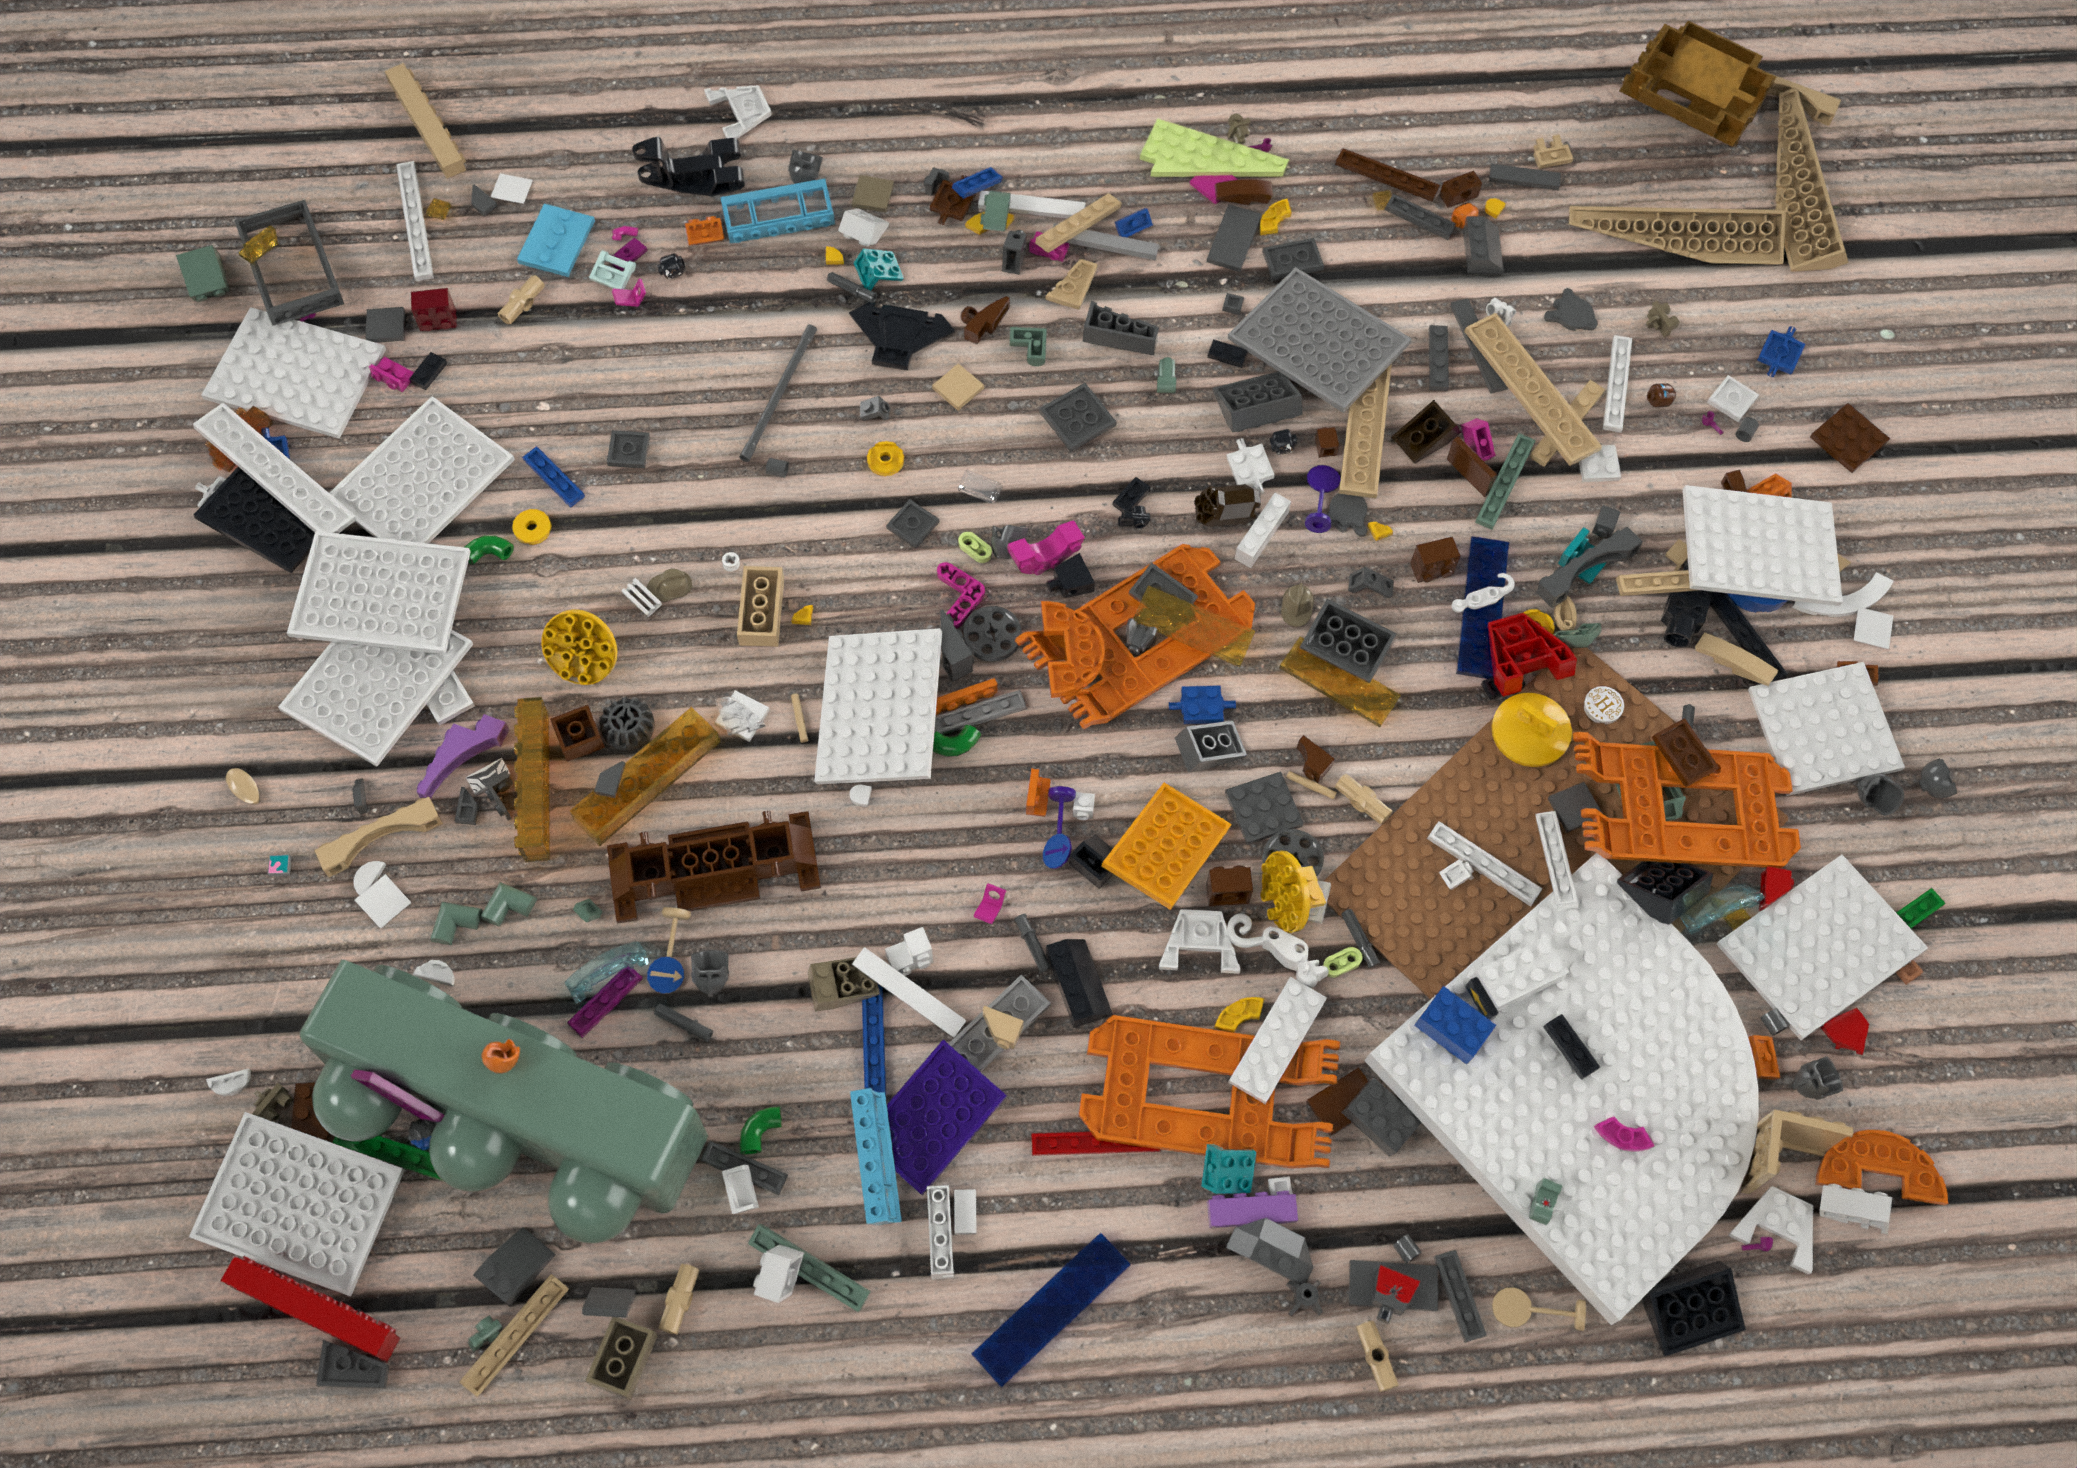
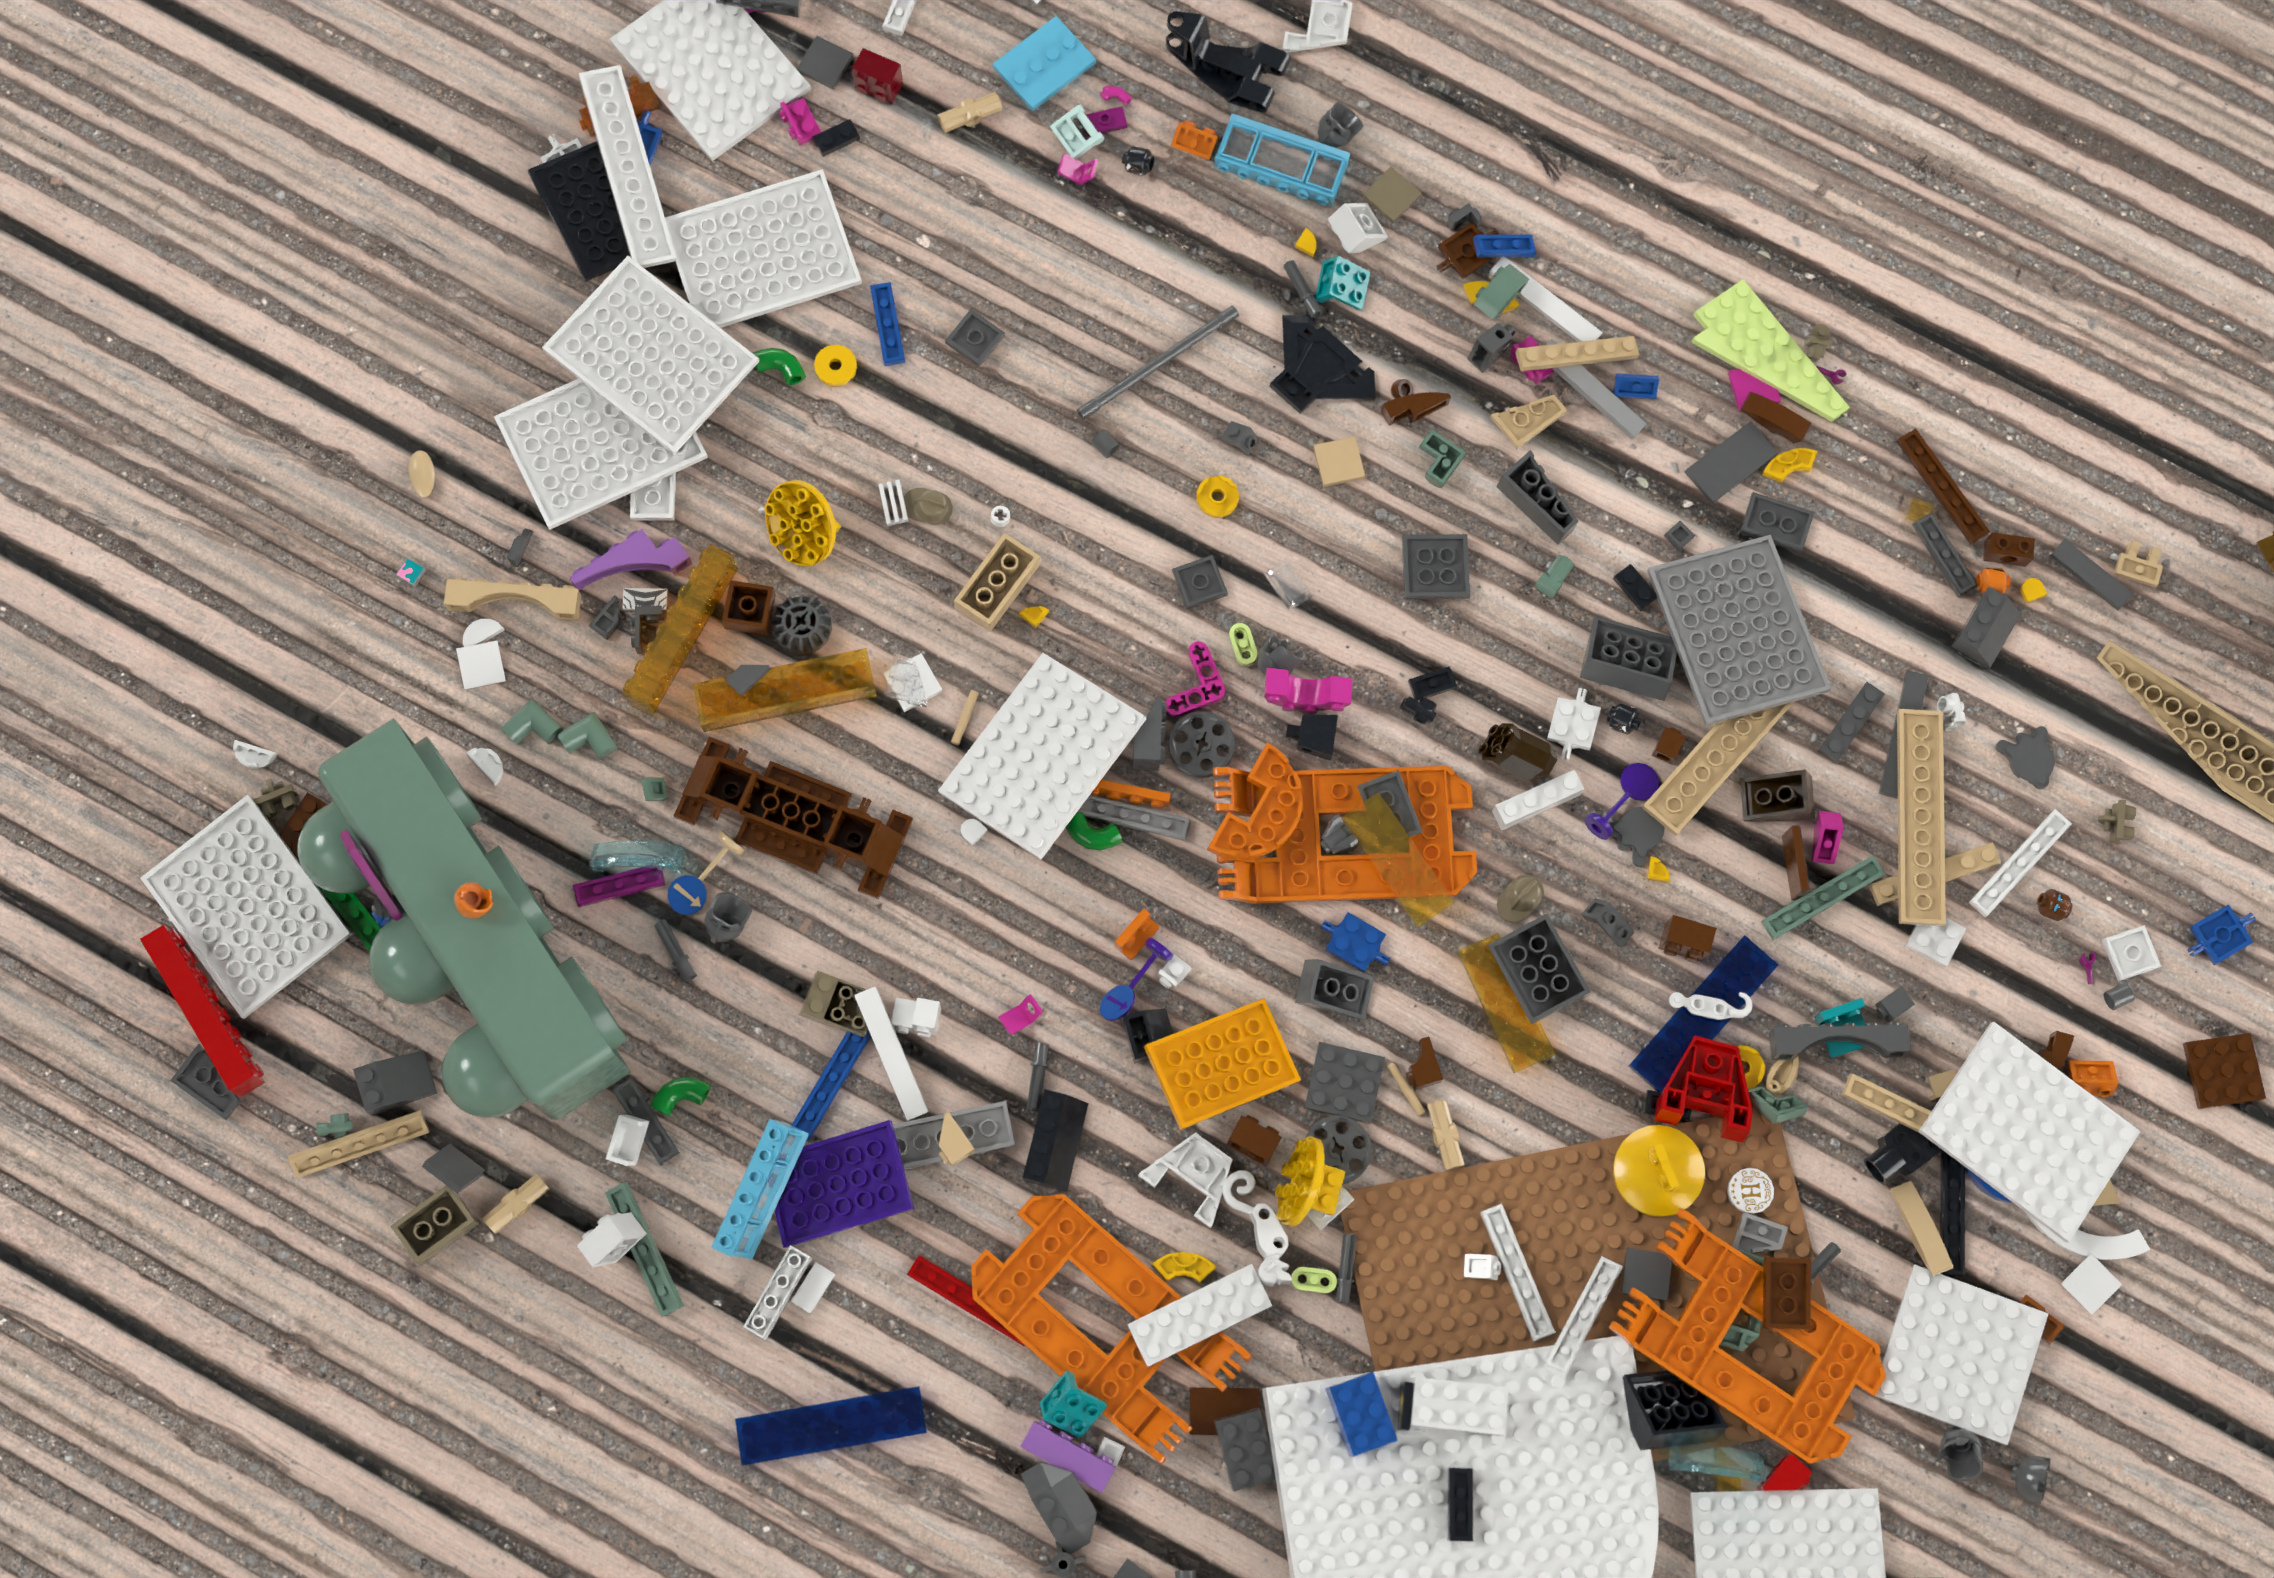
camera: 30 degrees right, 10 degrees up
(1632, 729) = (1758, 1234): none -> light grey wing

